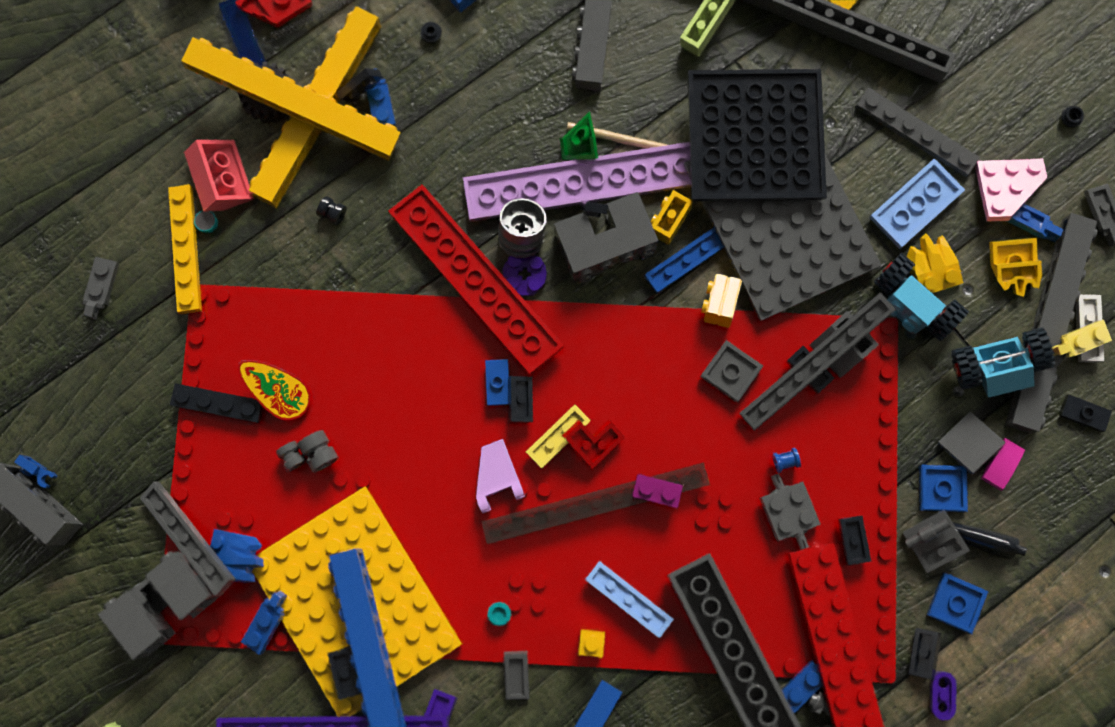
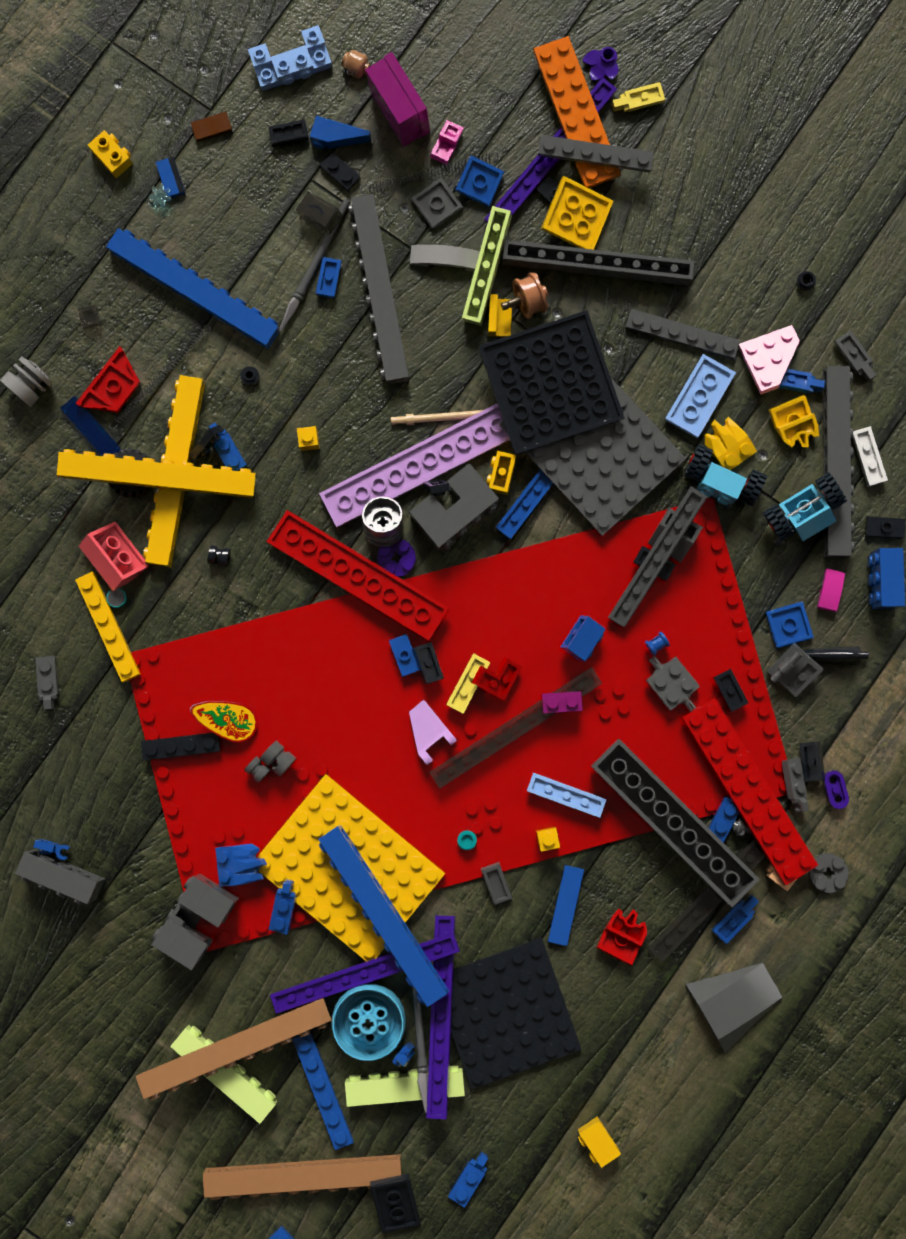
camera: 20 degrees left, 5 degrees up
(187, 539) = (197, 862): dark grey plate -> none
(343, 673) = (360, 926): black plate -> none
(471, 115) = (308, 438): none -> yellow brick
(580, 141) = (406, 432): green slope -> none
(704, 427) = (583, 638): none -> blue brick
(721, 50) = (498, 319): none -> yellow panel
(722, 300) = (565, 529): brick -> none
(731, 371) = (591, 585): dark grey tile -> none
(760, 38) = (528, 296): none -> nougat wheel
(897, 674) = (795, 784): none -> dark grey hinge
(957, 603) = (826, 713): blue tile -> none
(971, 443) = (800, 581): dark grey tile -> none
(1073, 470) = (886, 578): none -> blue brick
(1083, 339) = (865, 469): light yellow hinge -> none

